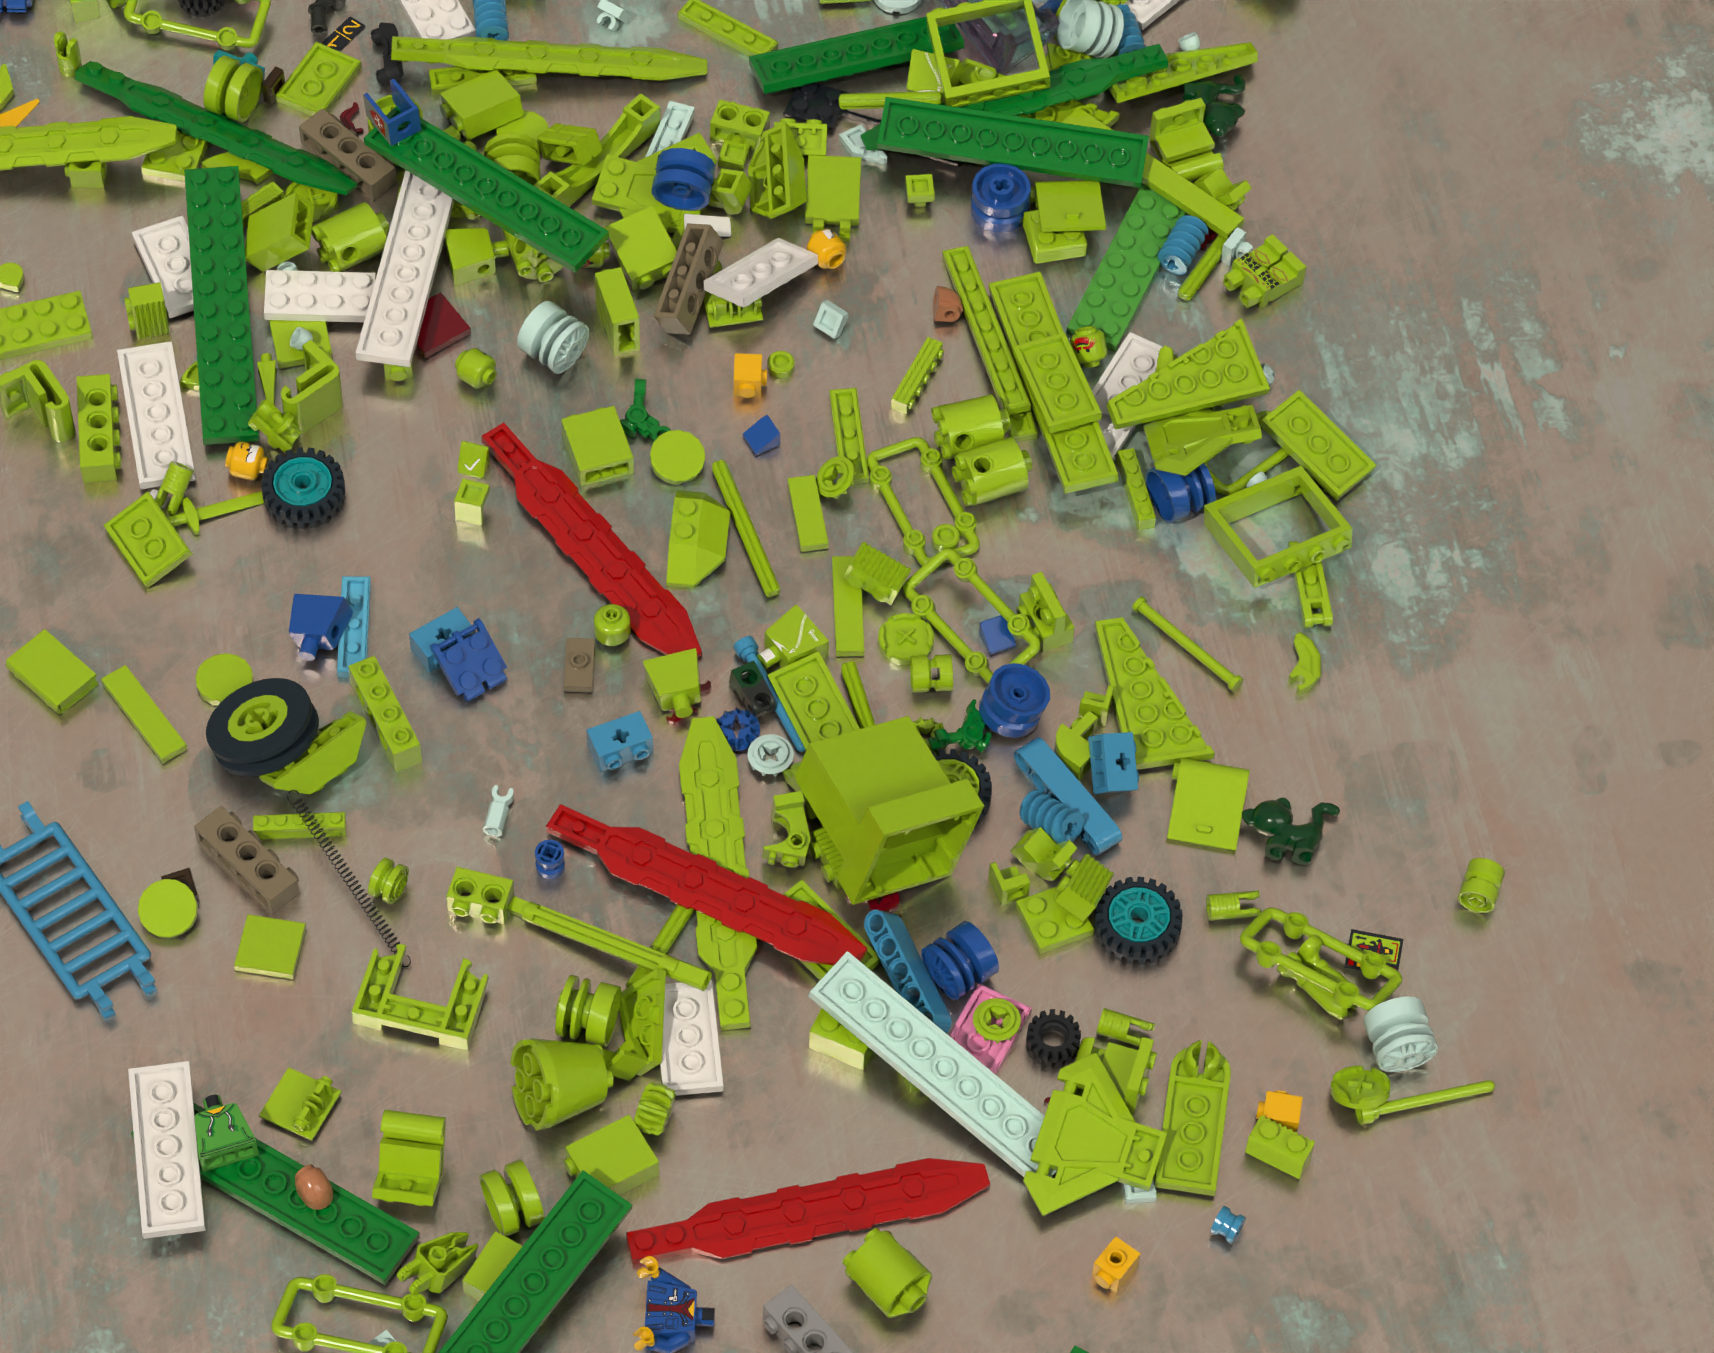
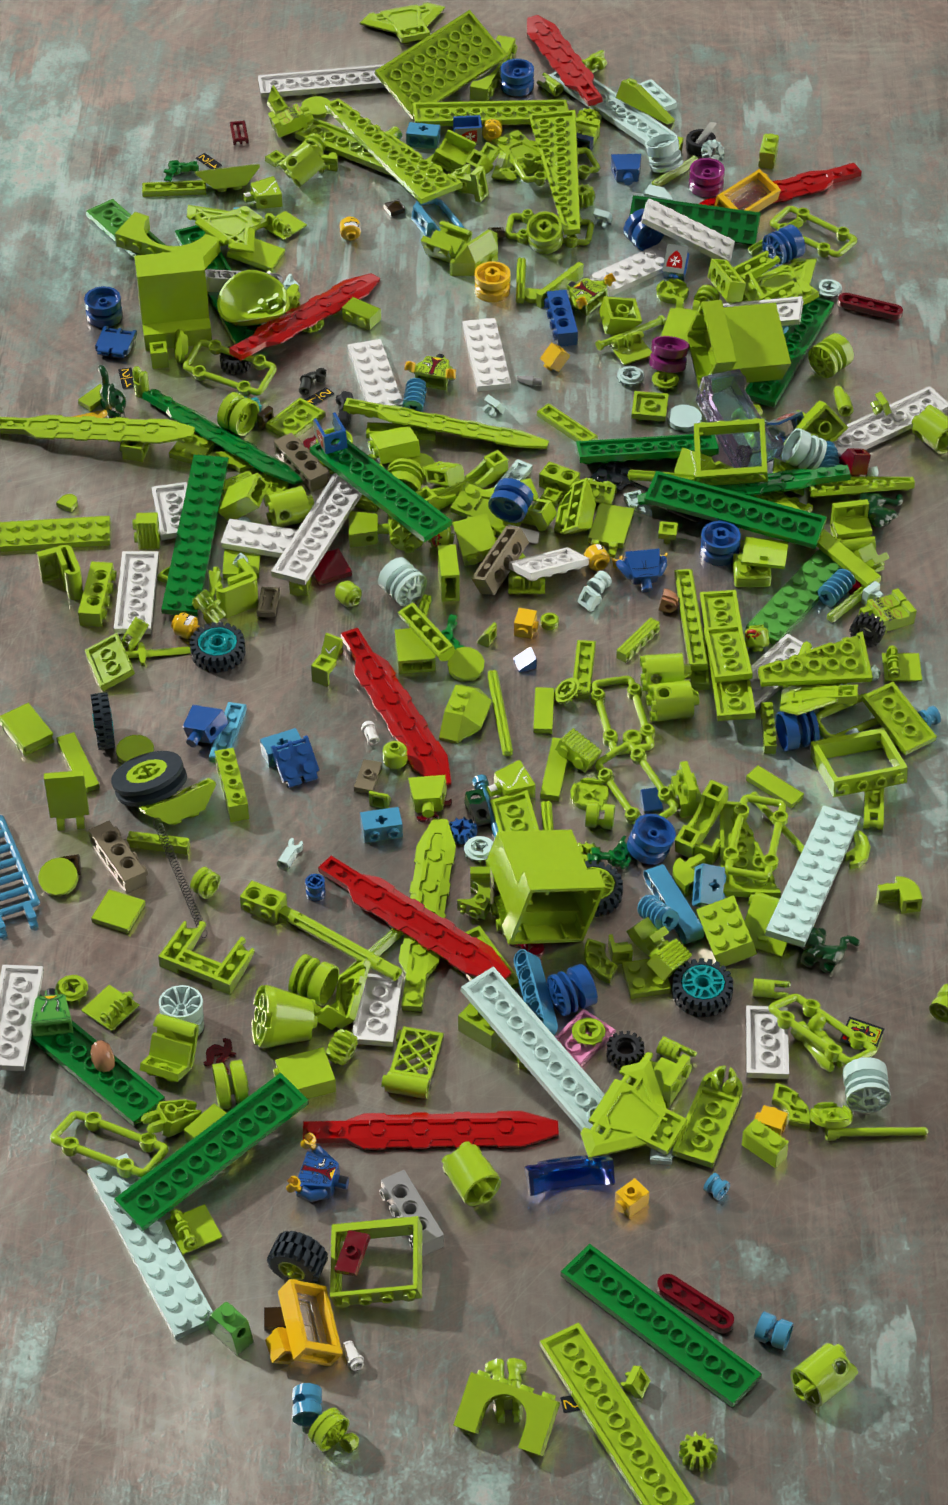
camera: 15 degrees right, 10 degrees down
(29, 89) = (111, 398): none -> dark green animal
(40, 45) = (126, 377): none -> black sticker
(153, 783) = (67, 797): none -> lime tile
(169, 645) = (103, 720): none -> black wheel
(238, 1072) = (75, 982): none -> lime gear
(358, 399) = (268, 602): none -> dark tan plate
(411, 1087) = (184, 1004): none -> light aqua wheel
(472, 1142) = (218, 1050): none -> dark red piece
(561, 587) = (368, 728): none -> white pin
(590, 374) = (425, 603): none -> lime axle
(606, 701) = (379, 800): none -> lime slope
(612, 418) = (427, 632): none -> lime brick
(697, 403) = (488, 636): none -> lime slope
(760, 1142) = (410, 1081): none -> lime piece
(840, 288) = (600, 582): none -> light aqua wheel
(896, 255) = (642, 567): none -> blue torso
(981, 904) = (598, 961): none -> lime tile
(1021, 1240) = (569, 1172): none -> clear blue windscreen
(1079, 657) = (709, 808): none -> lime arch
(1133, 705) = (770, 860): none -> lime bar
(1153, 829) = (726, 931): none -> lime piece
(1166, 29) = (857, 461): none -> dark red slope
(1166, 582) = (774, 786): none -> lime tile
(1244, 304) = (873, 624): none -> black tyre
(1245, 993) = (766, 1045): none -> white plate
(1254, 720) = (813, 876): none -> light aqua plate
(1301, 357) = (901, 665): none -> lime hinge
(1302, 1079) = (791, 1103): none -> lime tile
(1361, 433) = (931, 715): none -> dark azure wheel
(1383, 720) = (902, 891): none -> lime brick

